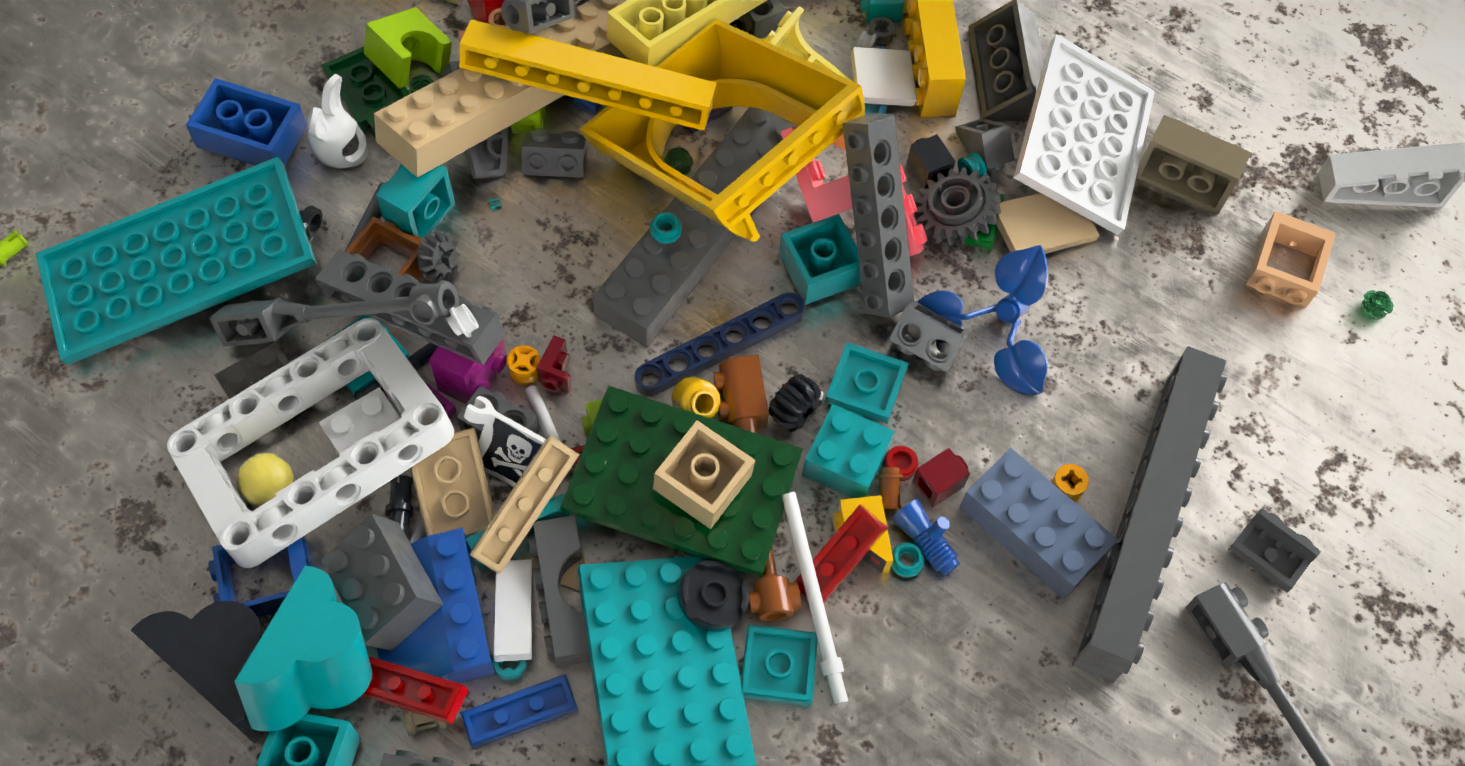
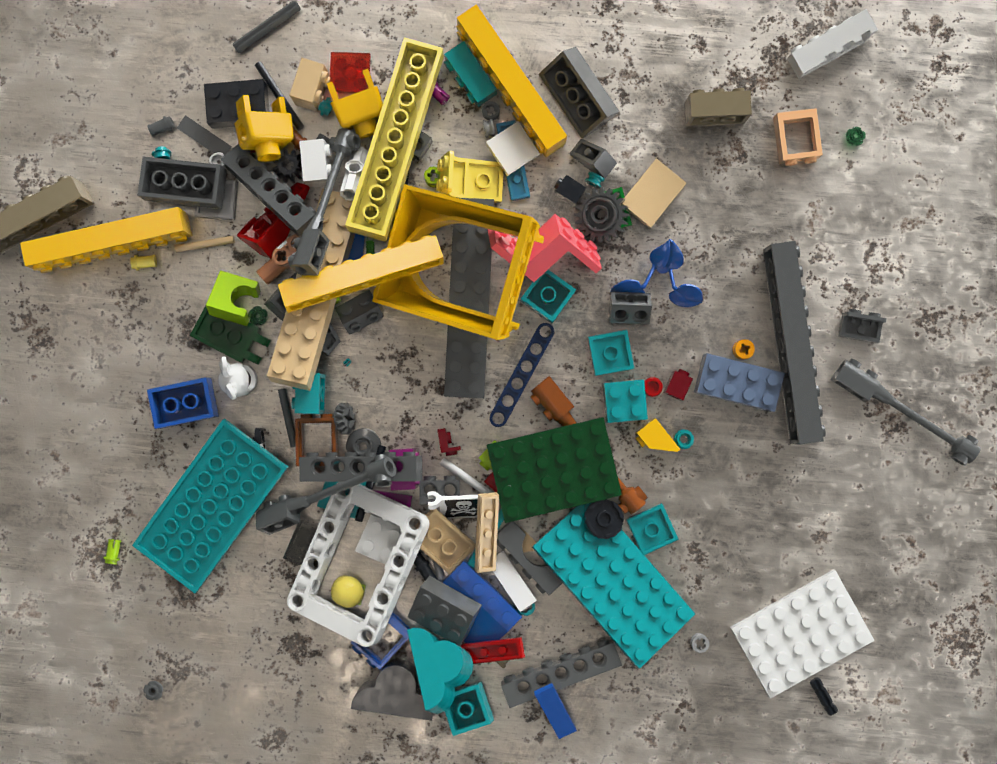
camera: 25 degrees left, 25 degrees up
(462, 320) = (403, 472): white plate -> none
(519, 711) = (545, 624): blue tile -> none
(524, 357) = (428, 452): light orange wheel -> none
(669, 221) = (464, 340): teal plate -> none
(679, 155) = (430, 281): clear green plate -> none
(696, 397) = (531, 419): yellow head -> none
(703, 474) = (568, 471): tan brick -> none
(795, 402) = (583, 390): black gear -> none
(831, 664) = (676, 514): white bar -> none
(845, 550) = (653, 461): red tile -> none
(879, 213) = (572, 266): dark grey brick -> none
(889, 487) = (656, 408): dark orange pin -> none
(928, 536) = (688, 422): blue piece -> none
(1085, 135) = (648, 123): white plate -> none

